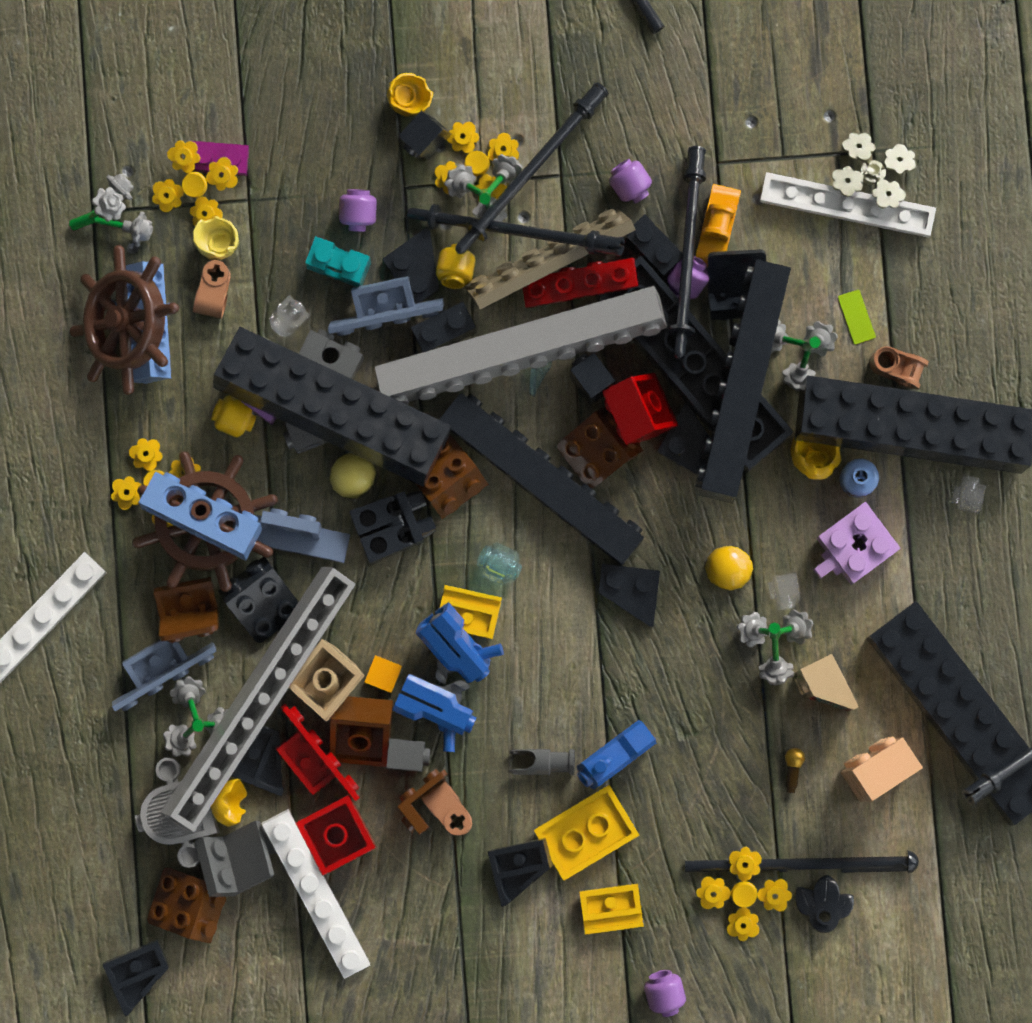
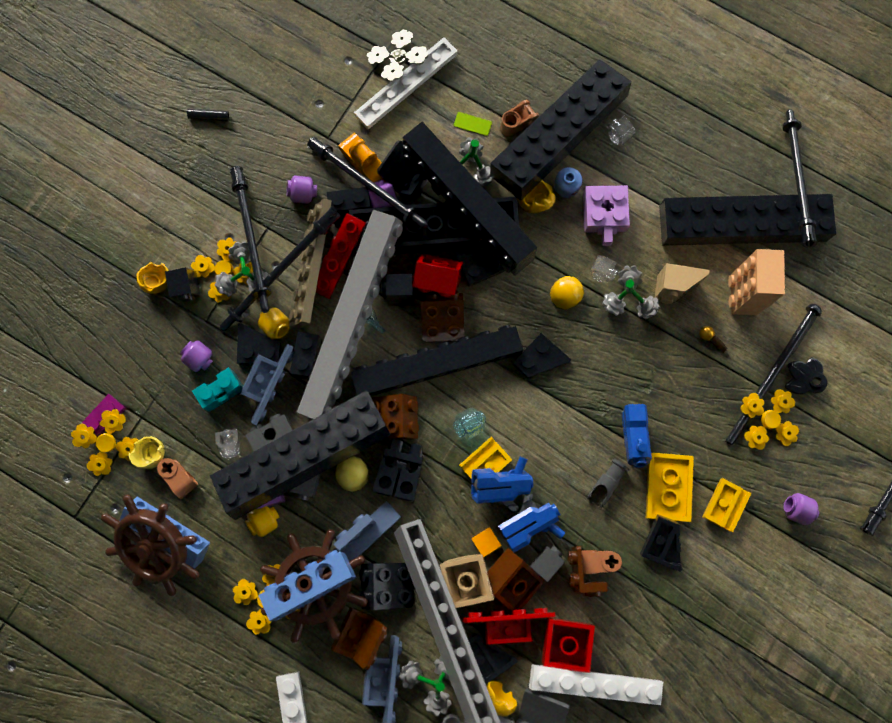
camera: 55 degrees left, 5 degrees down
(110, 206) = (73, 501): light grey plant -> none

